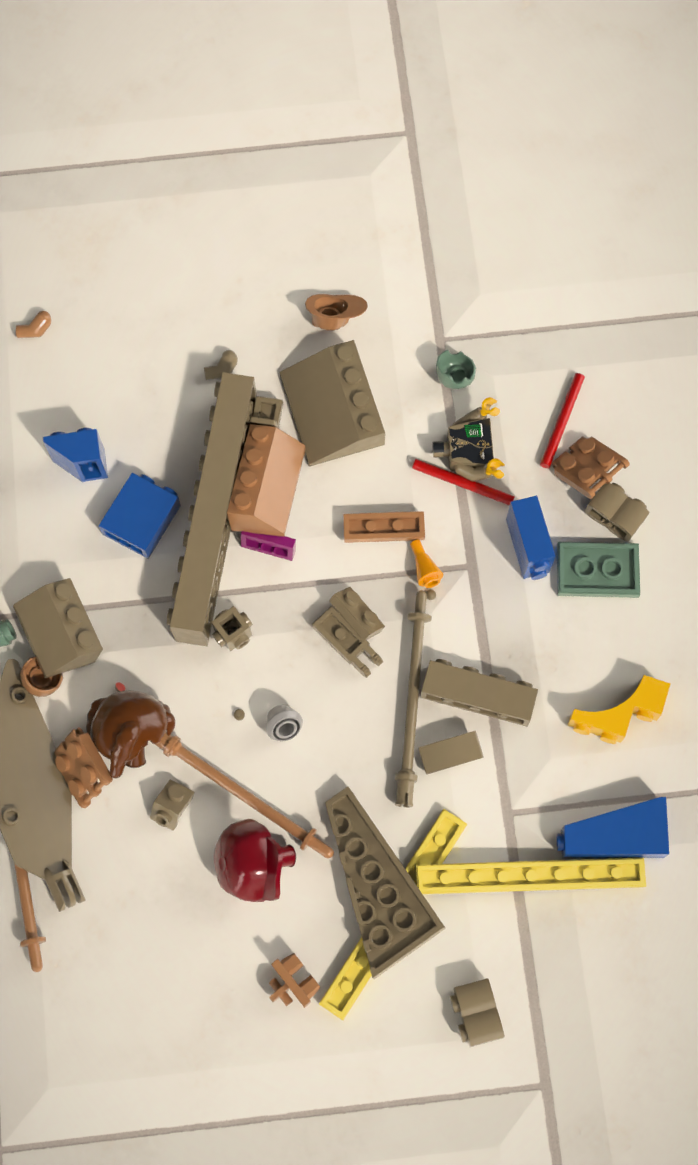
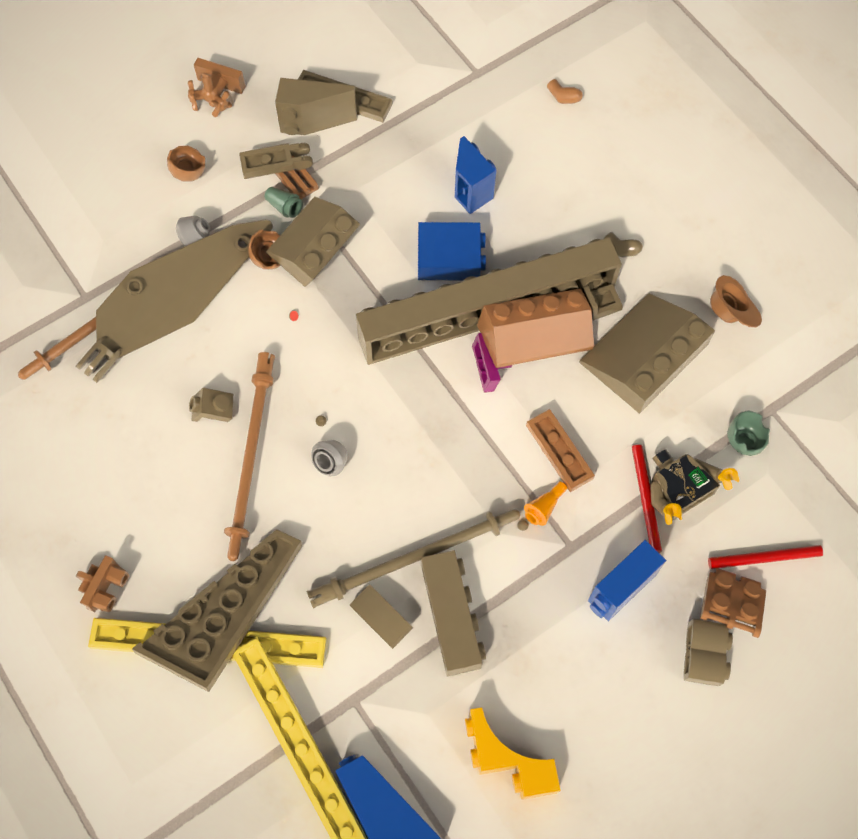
camera: 60 degrees right, 5 degrees down
(82, 766) = (204, 318): medium nougat plate -> none
(125, 724) = (254, 331): reddish brown piece -> none
(230, 620) = (389, 371): dark tan brick -> none
(251, 861) = (186, 486): dark red piece -> none
(345, 640) = (435, 471): dark tan hinge -> none
(357, 613) = (465, 468): dark tan plate -> none
(478, 1013) = (147, 765): dark tan brick -> none
(598, 569) = (638, 666): sand green tile -> none

